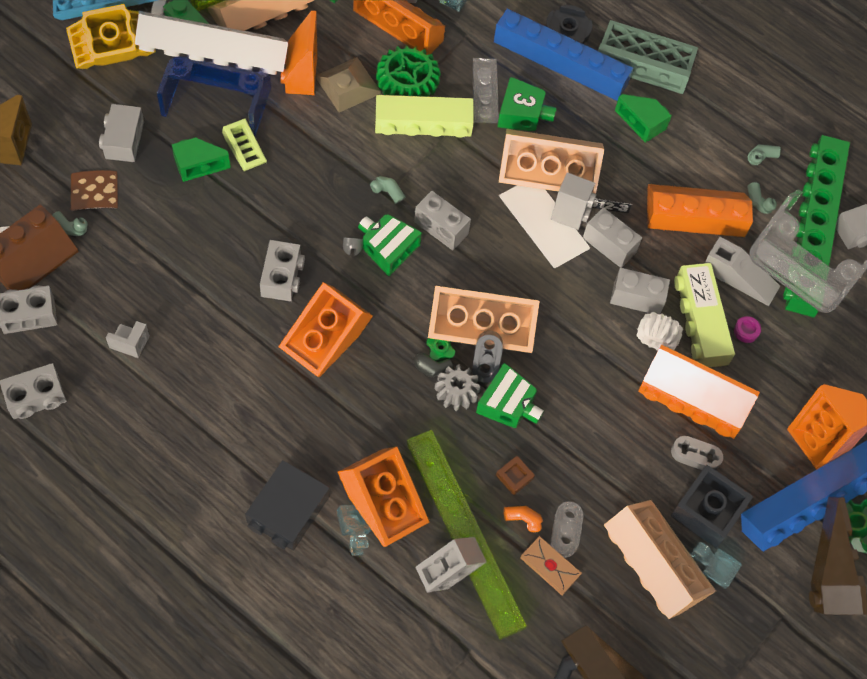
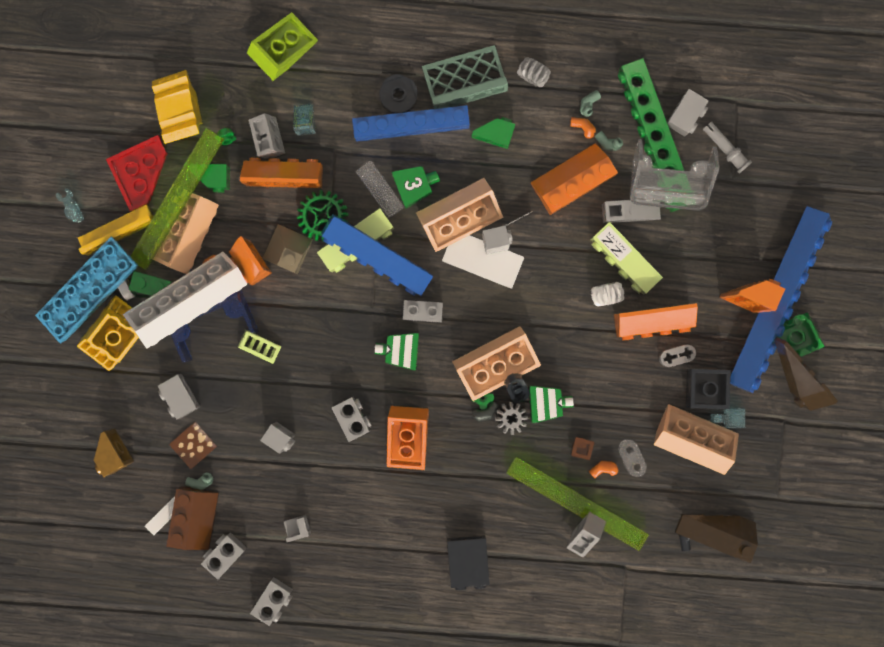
camera: 25 degrees left, 25 degrees up
(189, 230) = (278, 438): none -> light grey brick
(199, 158) = (238, 380): green slope -> none
(352, 243) = (379, 367): dark grey hinge -> none
(354, 525) = (512, 544): clear light blue plate -> none
(384, 495) = (518, 517): orange slope -> none
(388, 185) = (372, 308): sand green arm -> none
(436, 131) = (376, 255): none -> blue brick
(550, 565) = (637, 487): medium nougat tile -> none
(612, 237) = (535, 244): light grey brick -> none
(639, 291) = (577, 271): light grey brick -> none
(723, 86) = (533, 72): none -> light grey gear
(742, 166) = (585, 124): none -> orange arm
(747, 329) = (656, 246): magenta tile -> none

